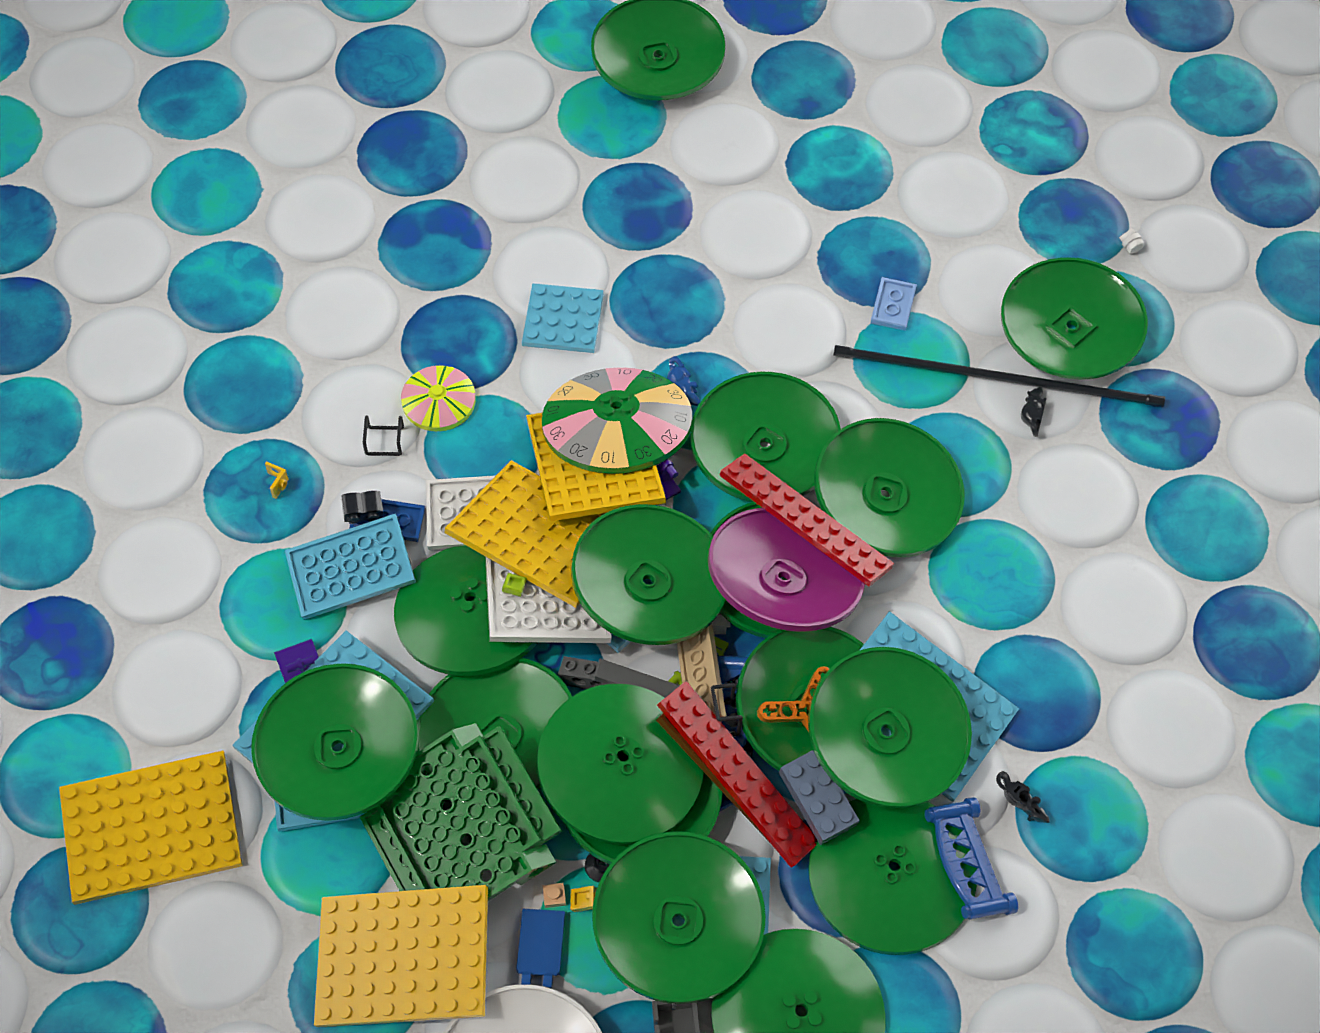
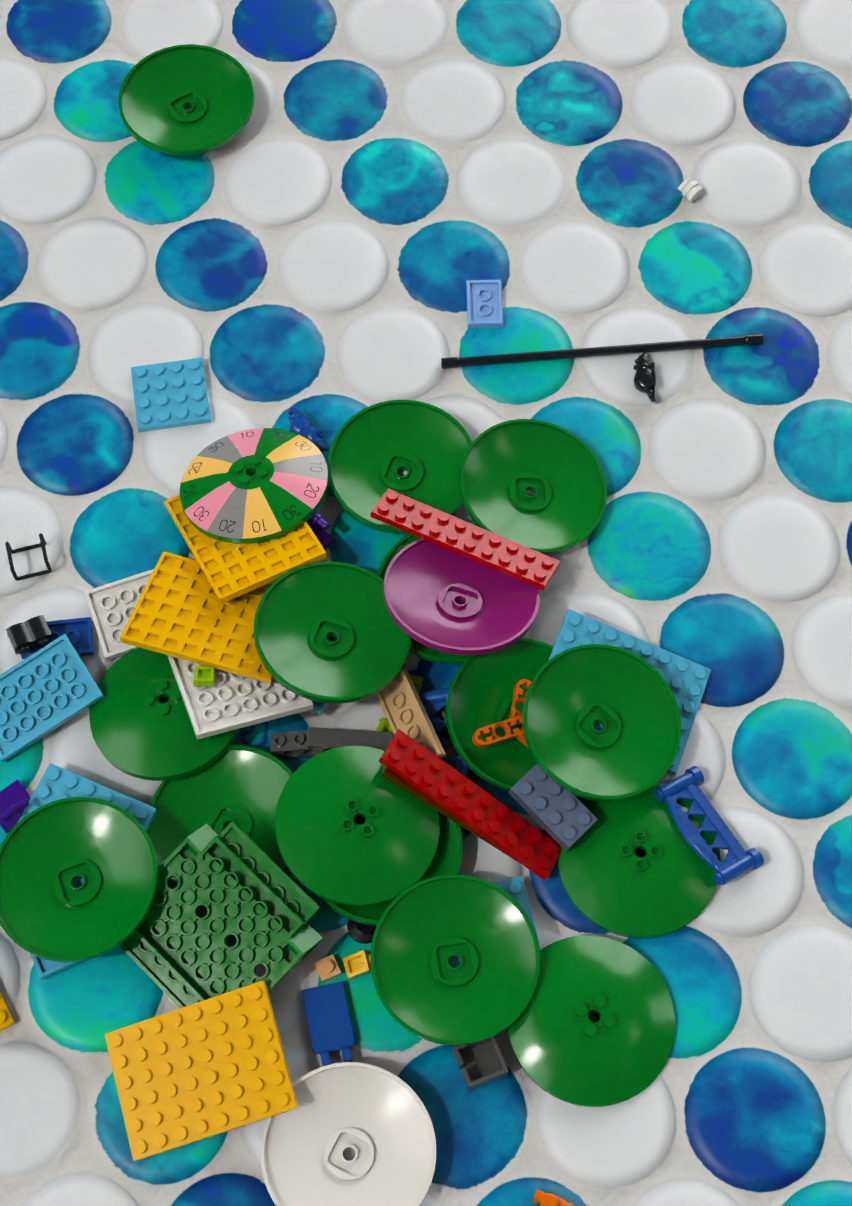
camera: 15 degrees left, 5 degrees up
(438, 398) = (71, 505): dish -> none
(733, 685) = (458, 751): black piece -> none
(1019, 796) = (734, 753): black animal -> none
(1078, 292) = (664, 253): green dish -> none

